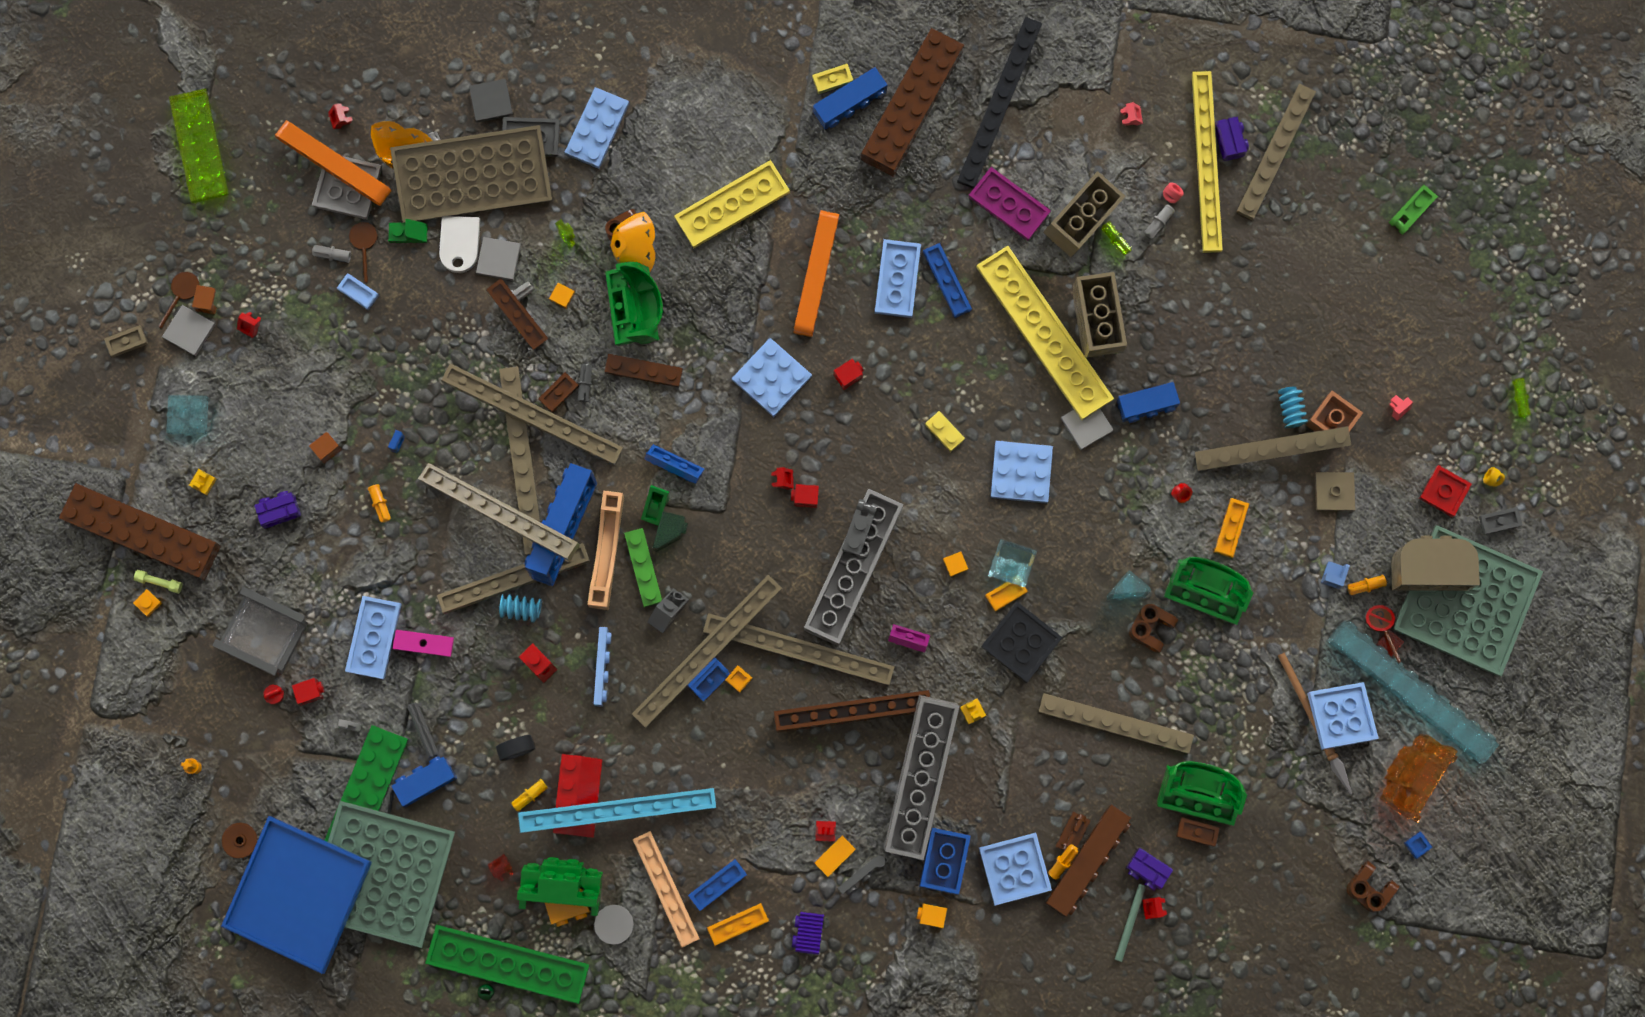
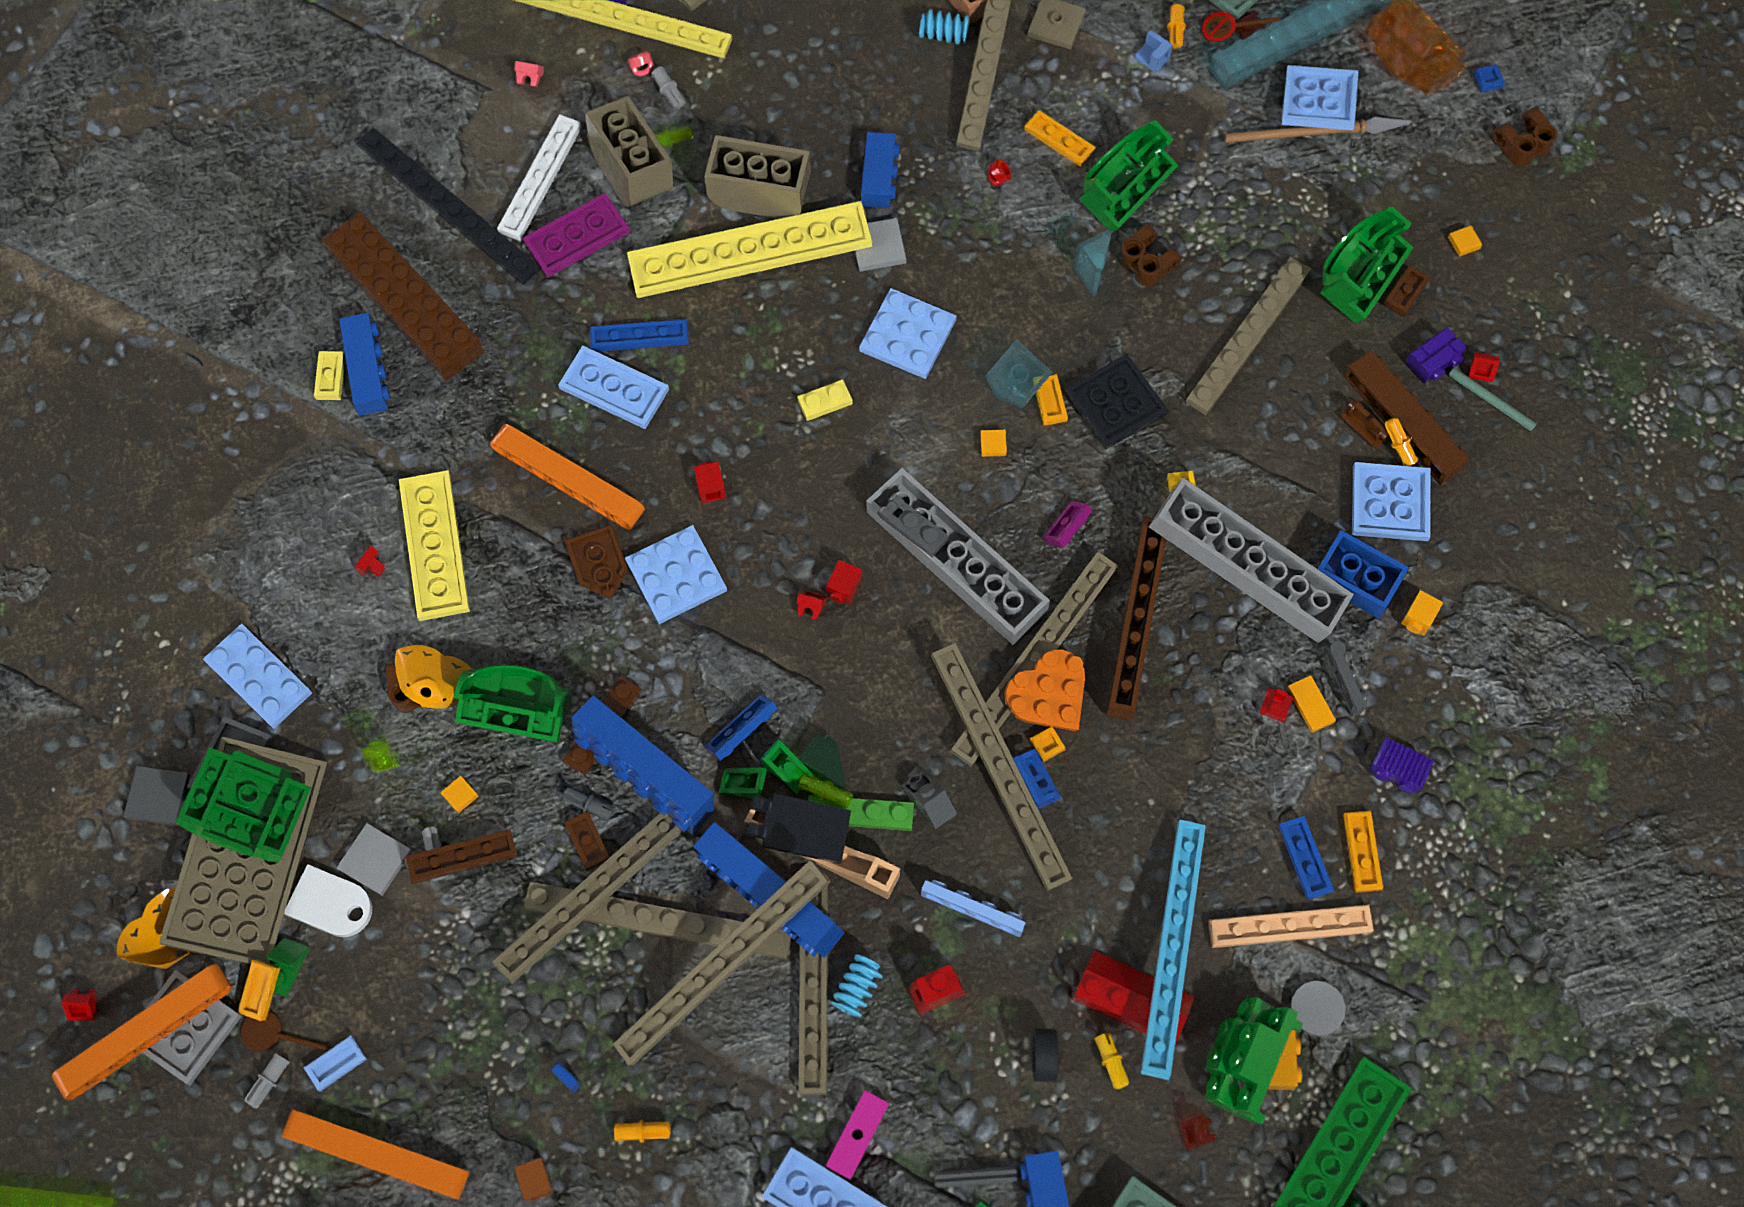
camera: 65 degrees left, 10 degrees down
(308, 341) = (375, 1154): none -> orange beam
(386, 223) = (258, 990): none -> light orange tile
(498, 160) = (243, 804): none -> green slope
(612, 530) = (801, 827): none -> black tile
(618, 402) = (642, 765): none -> blue brick
(634, 480) = (742, 782): none -> green slope
(647, 537) = (825, 790): none -> clear neon green pin
(702, 167) = (369, 563): none -> red tile
(762, 320) = (598, 560): none -> reddish brown tile
(774, 667) = (1049, 692): none -> orange plate
(1047, 158) = (539, 177): none -> white plate
(1260, 865) = (1465, 241): none -> light orange tile

